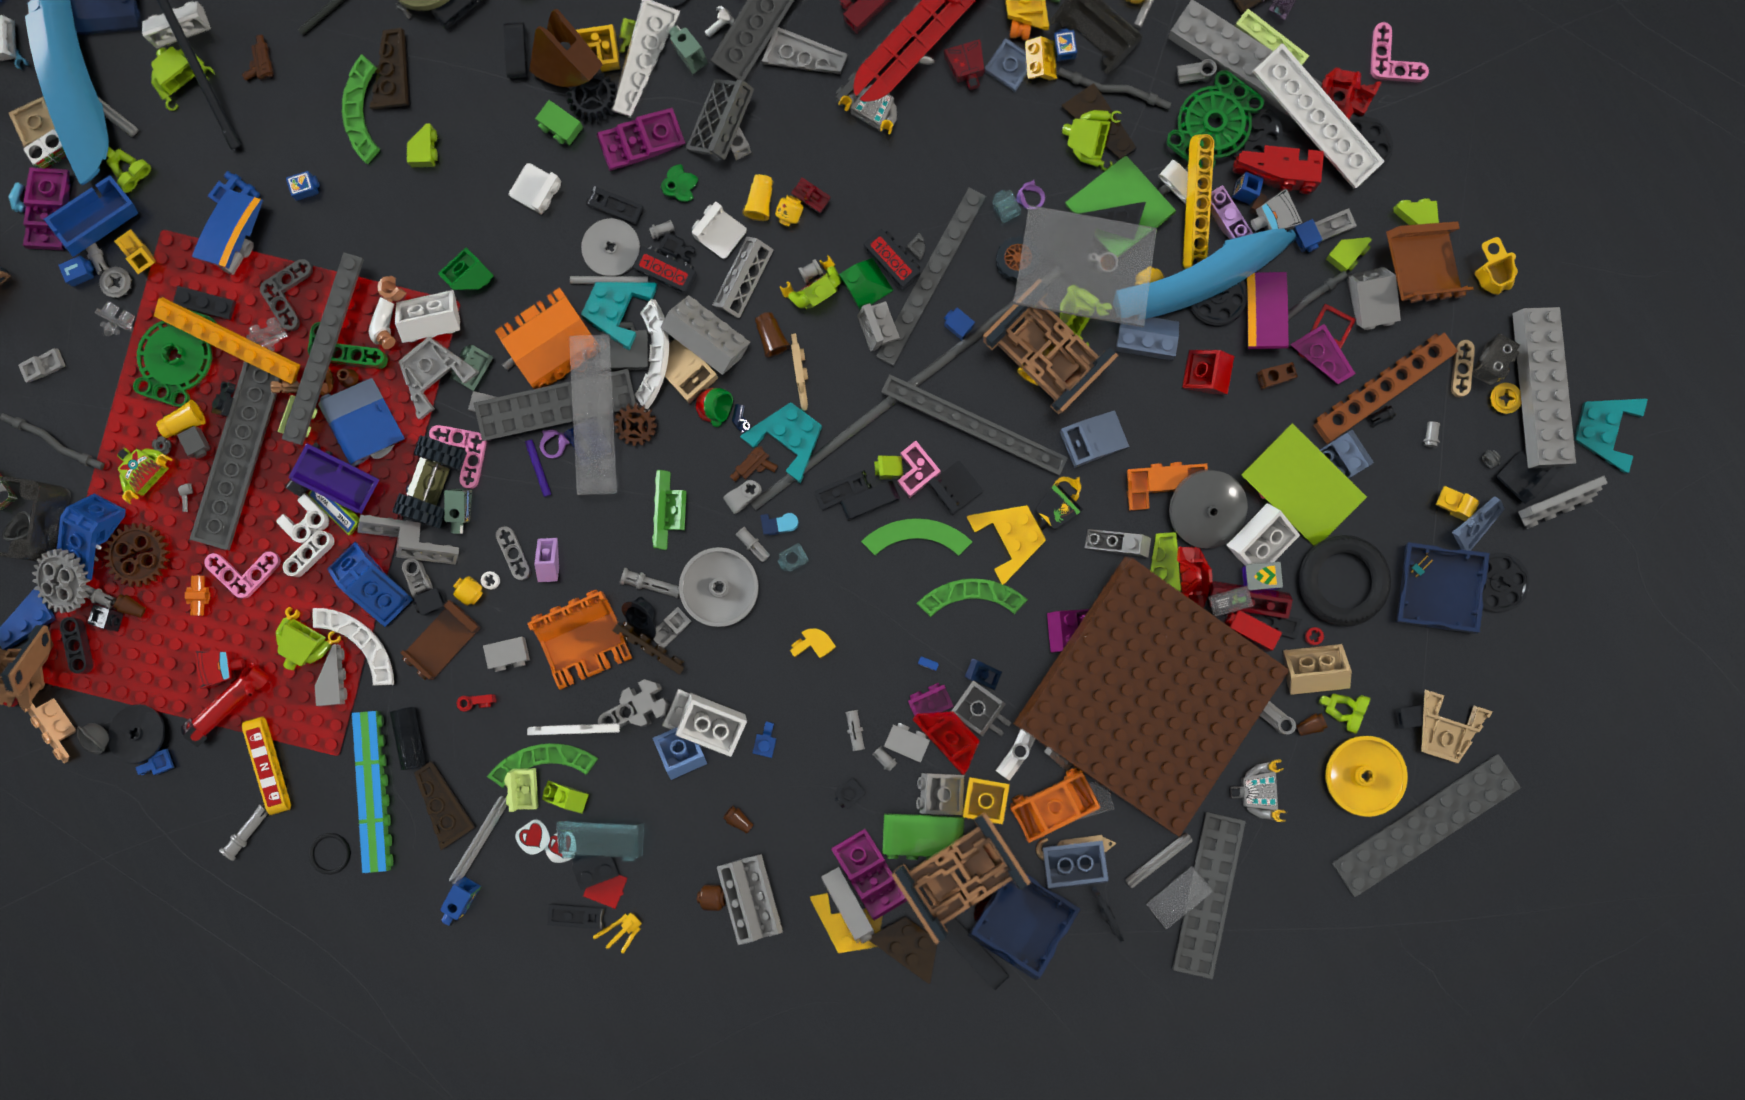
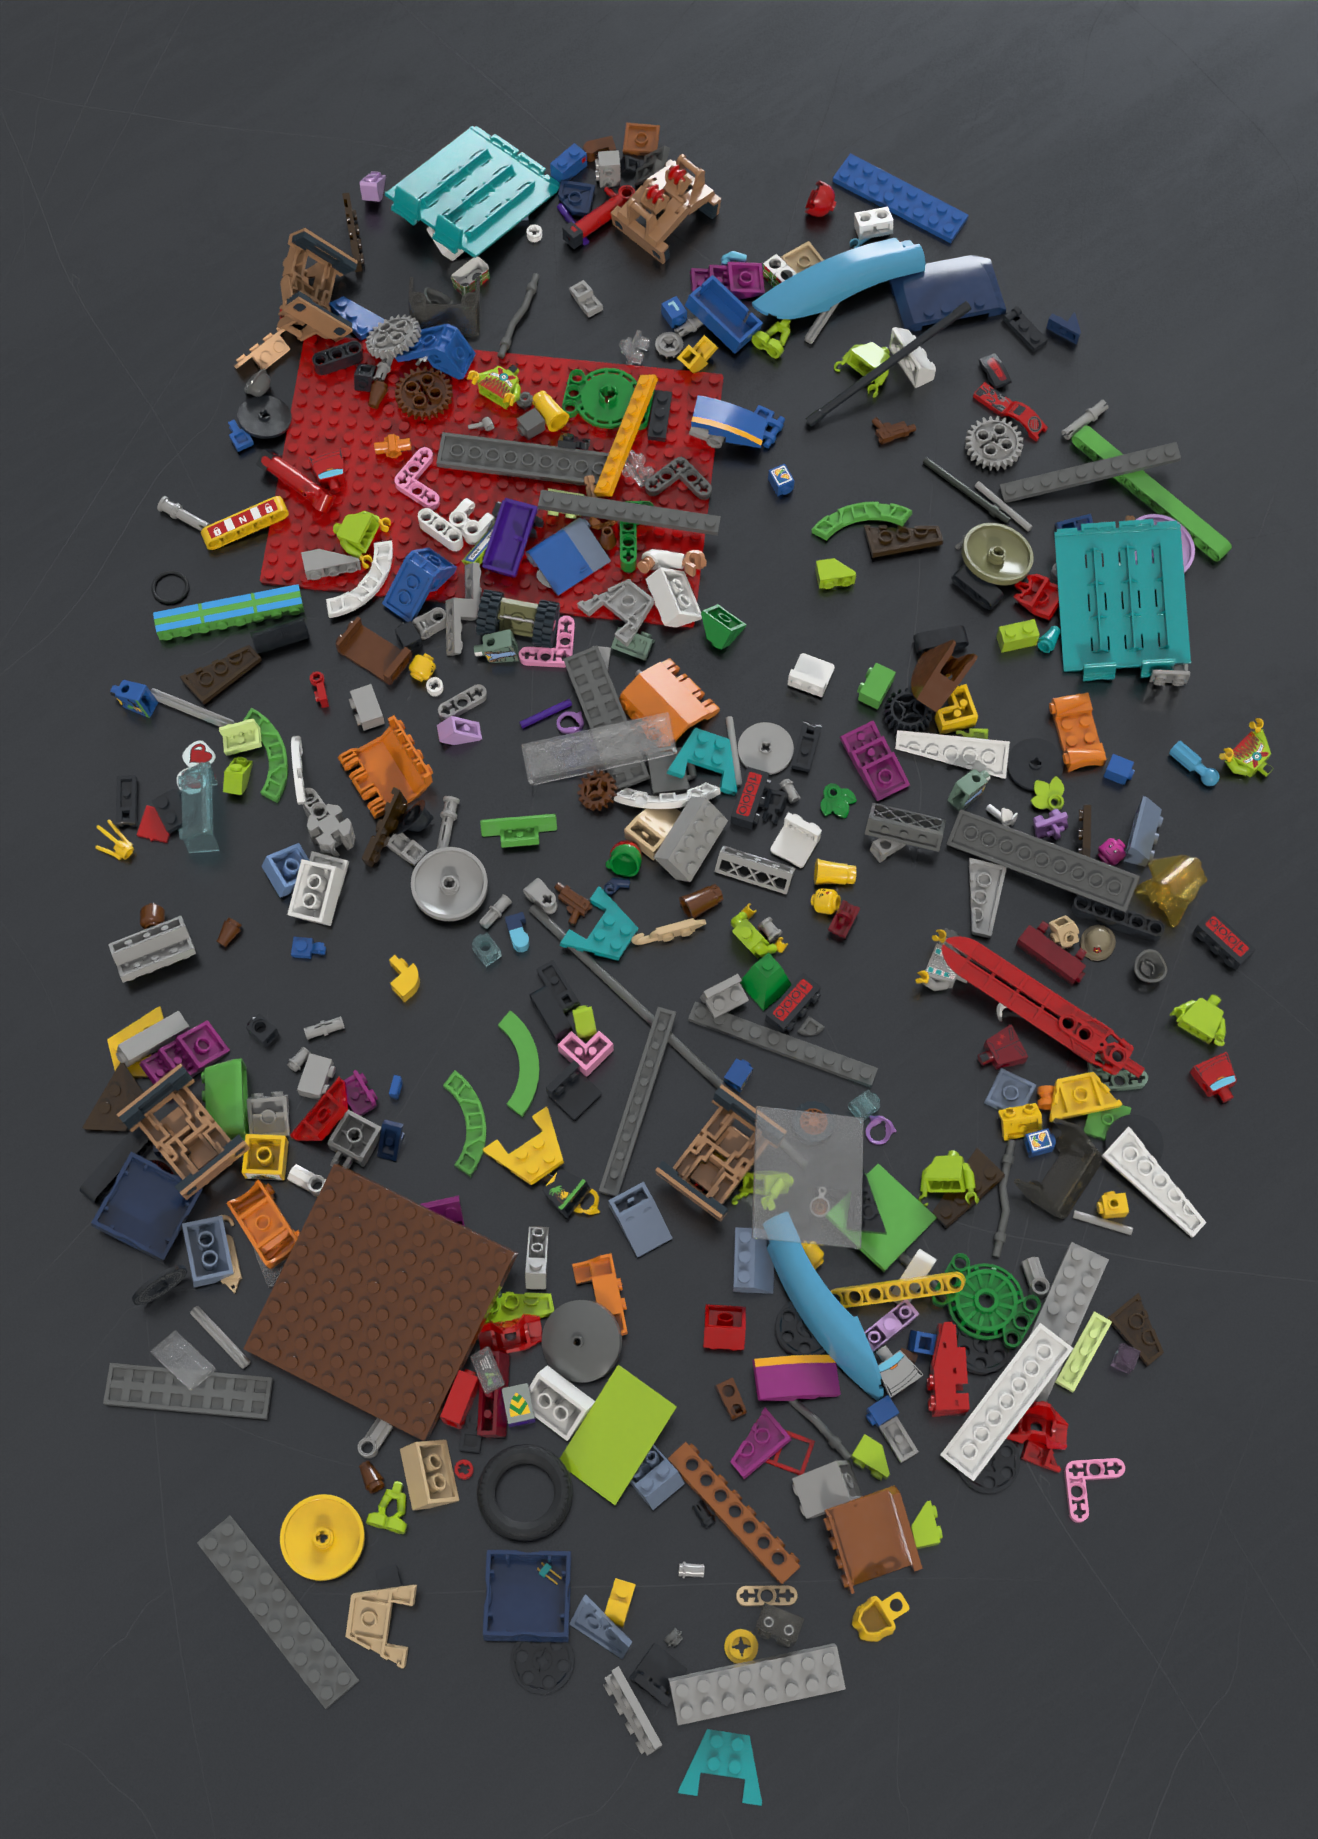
camera: 75 degrees right, 15 degrees down
(1260, 791) = (297, 1429): torso -> none

